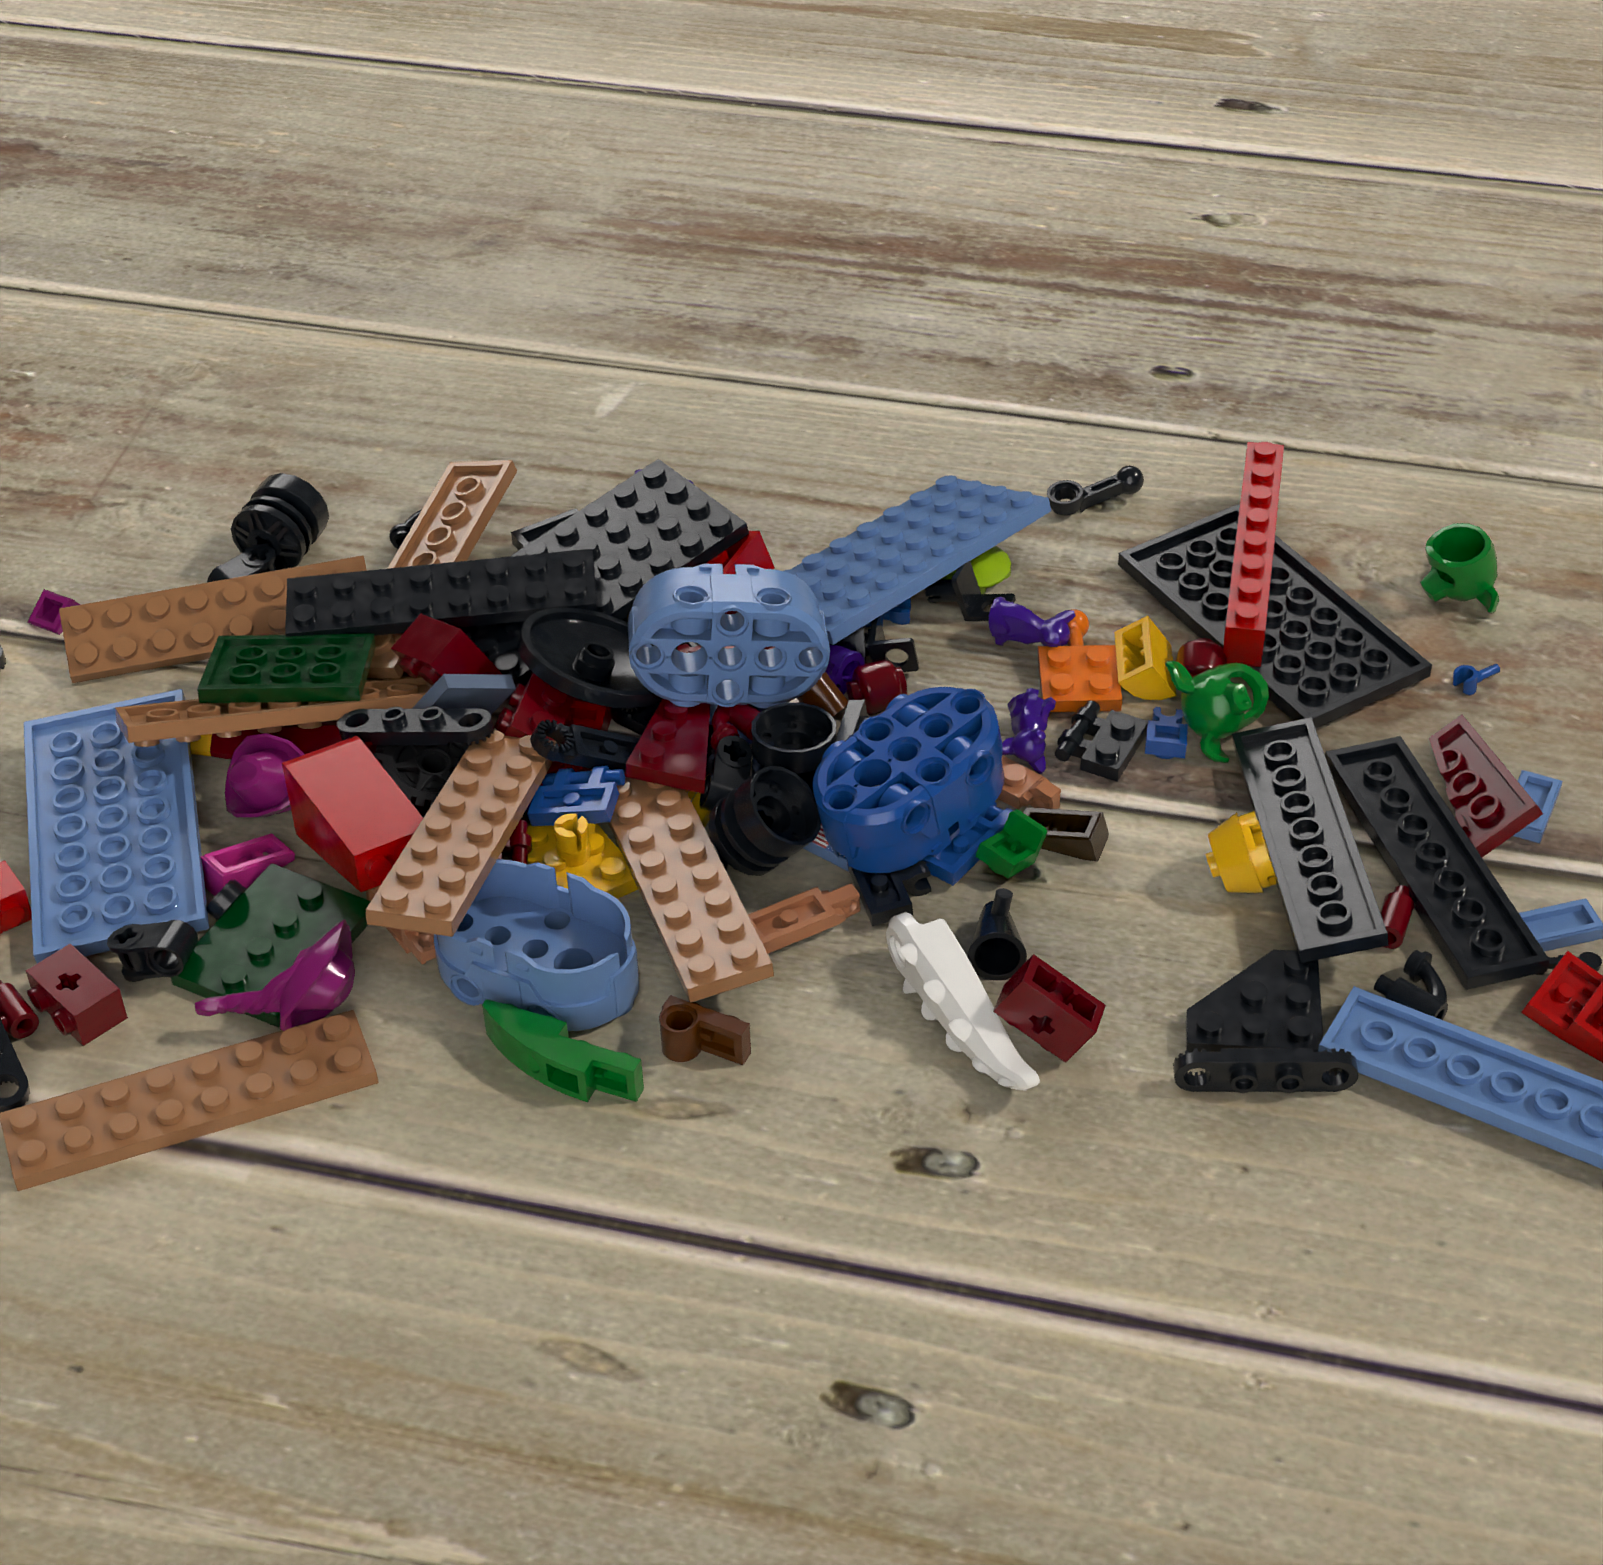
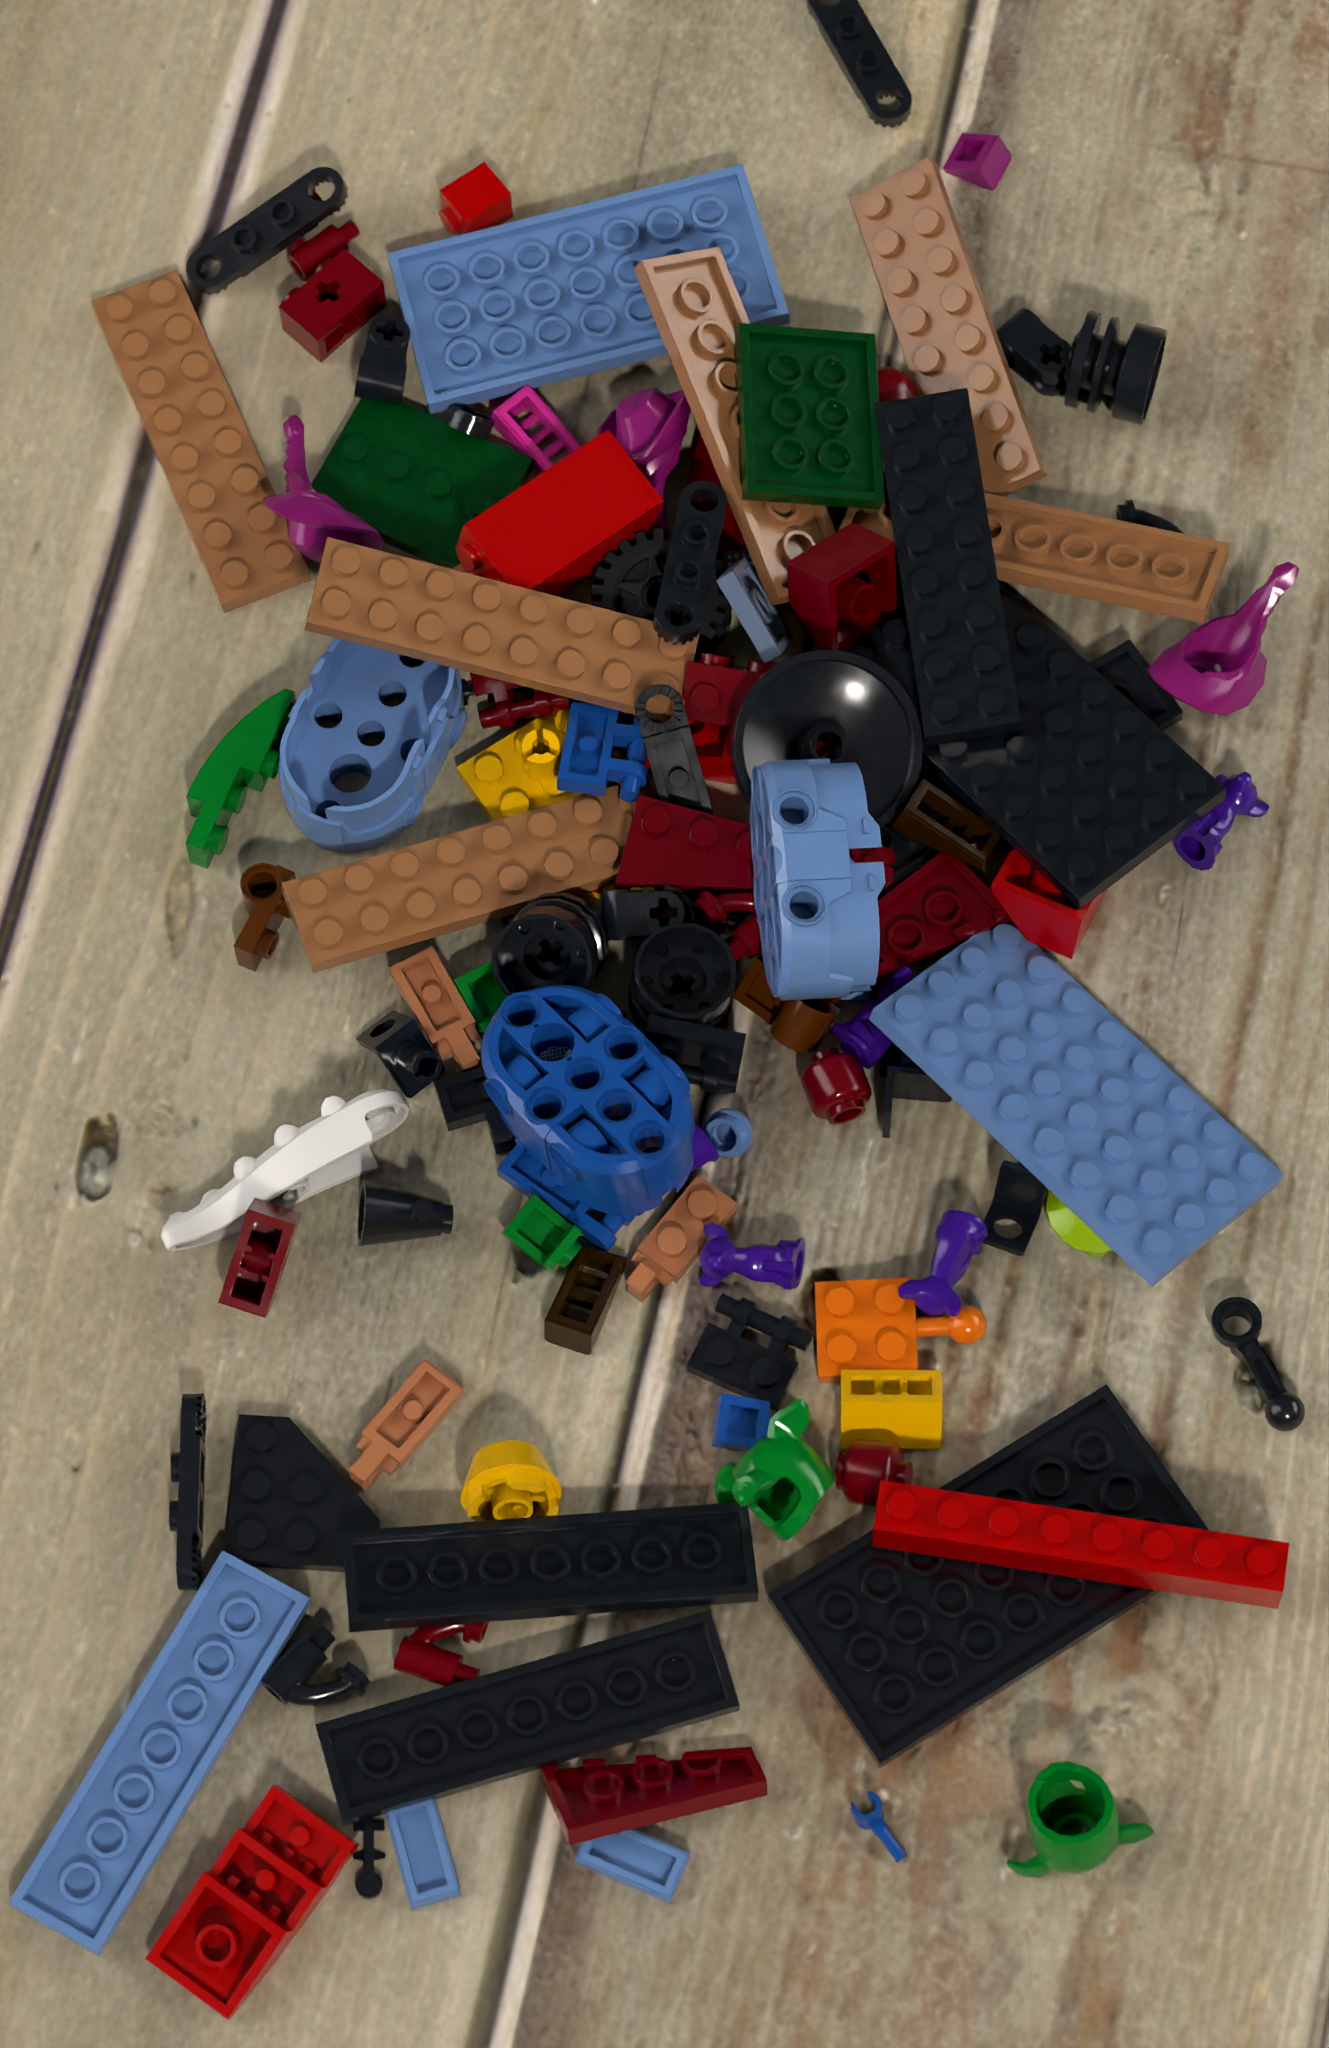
camera: 90 degrees right, 25 degrees up
(538, 487) = (1221, 661): none -> magenta hat
(788, 881) = (480, 993): none -> green bracket
(841, 933) = (403, 1052): none -> black bracket
(1186, 935) = (404, 1423): none -> nougat hinge

